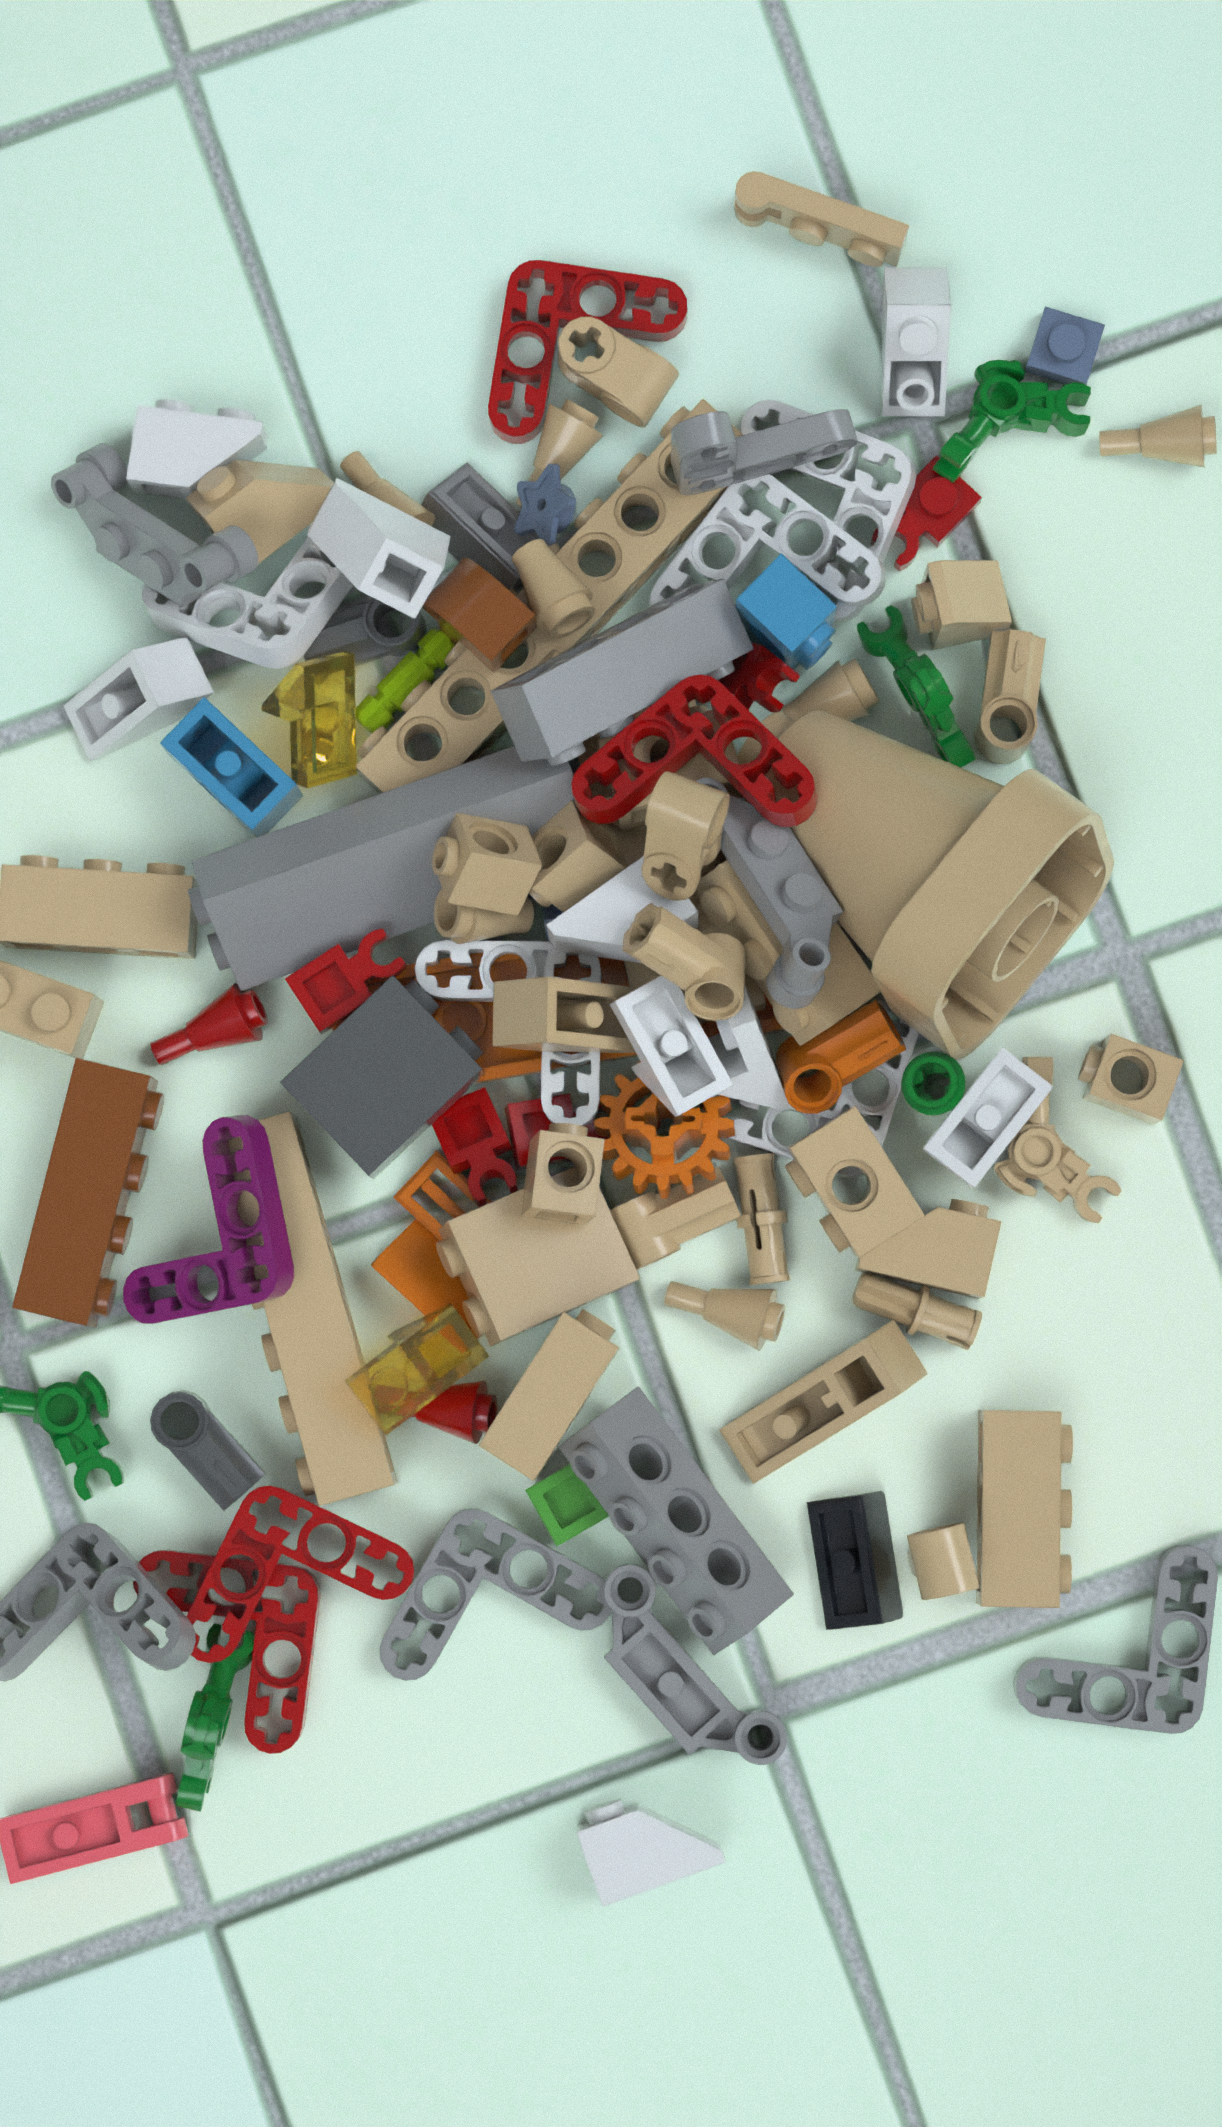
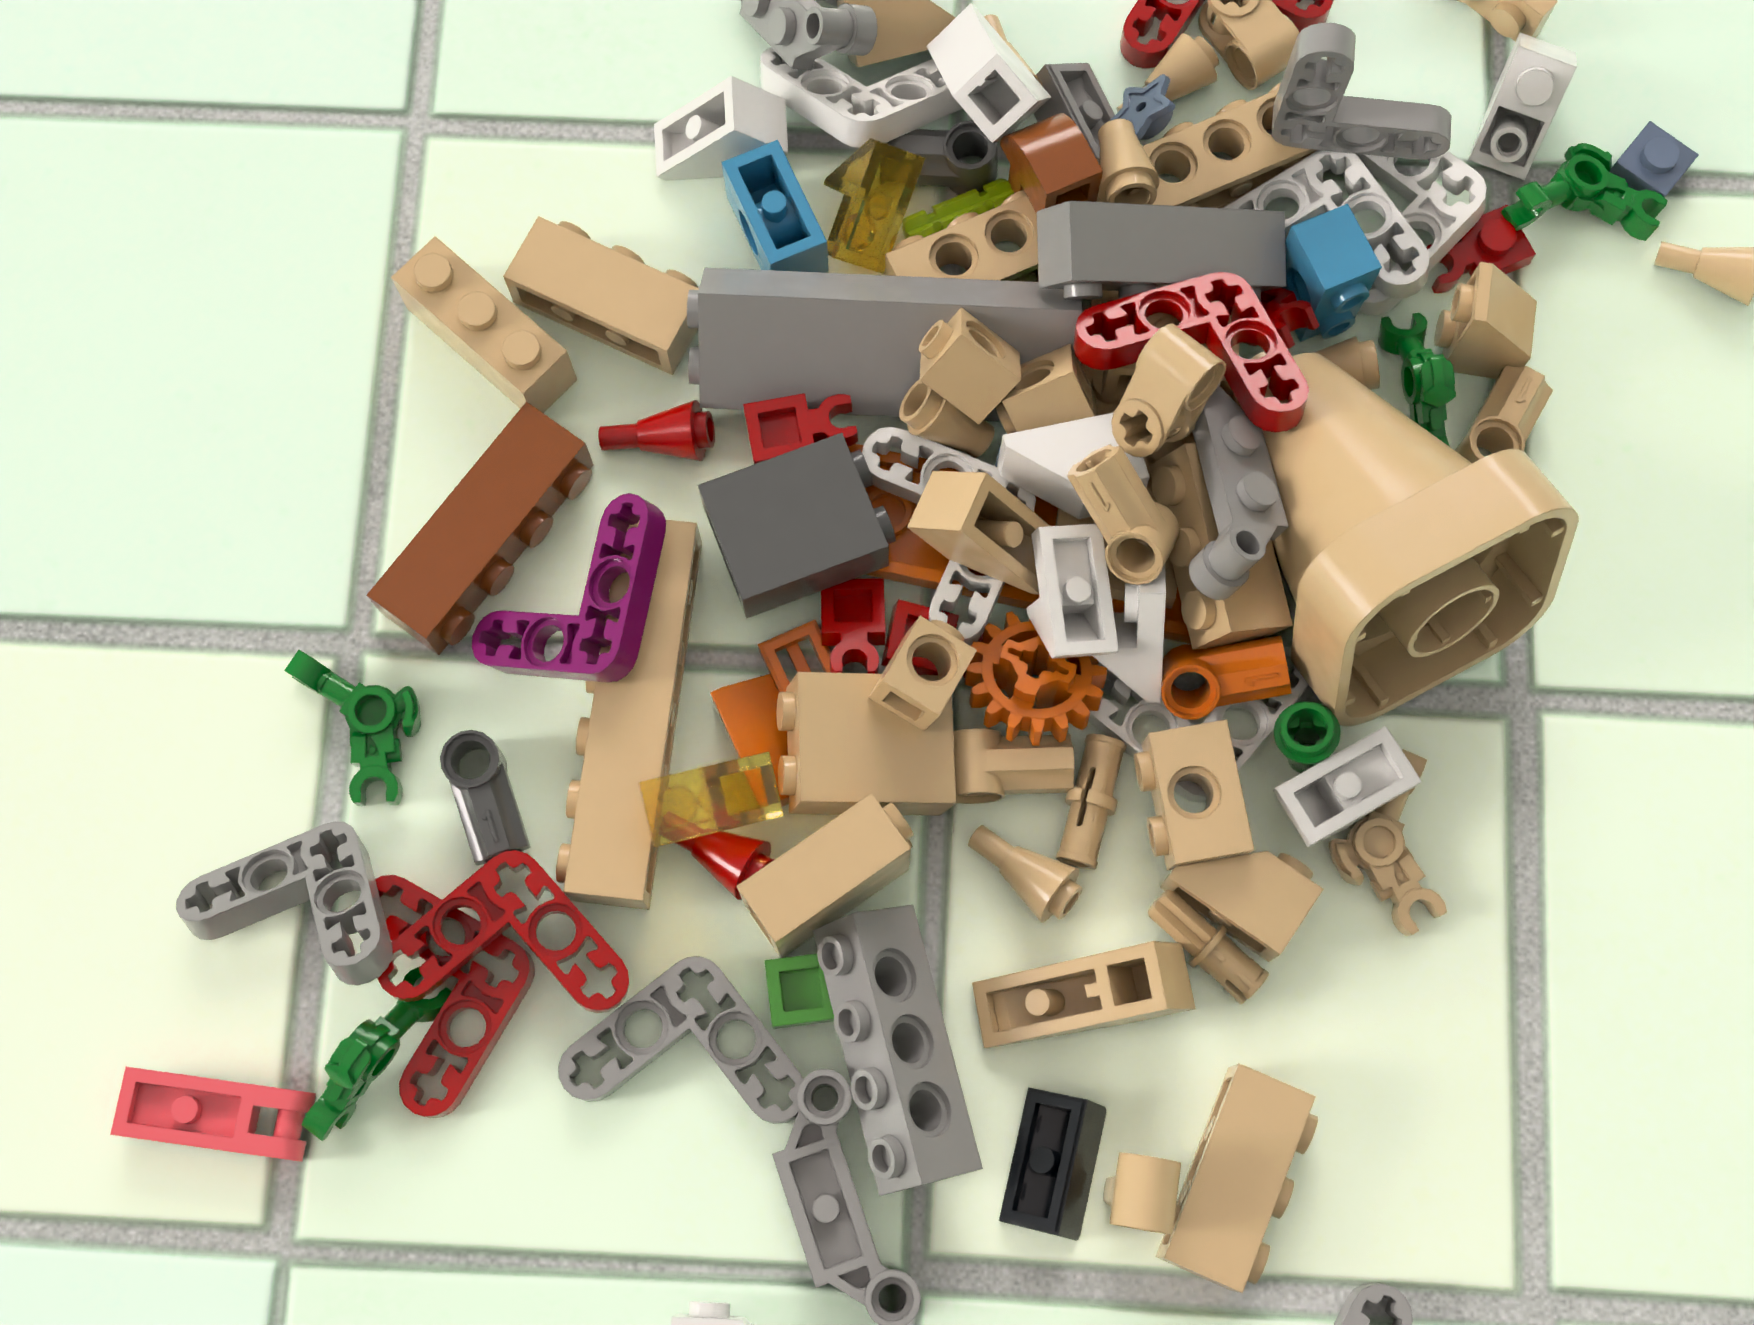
camera: 15 degrees right, 10 degrees down
(1158, 1074) = (1520, 805): tan brick -> none

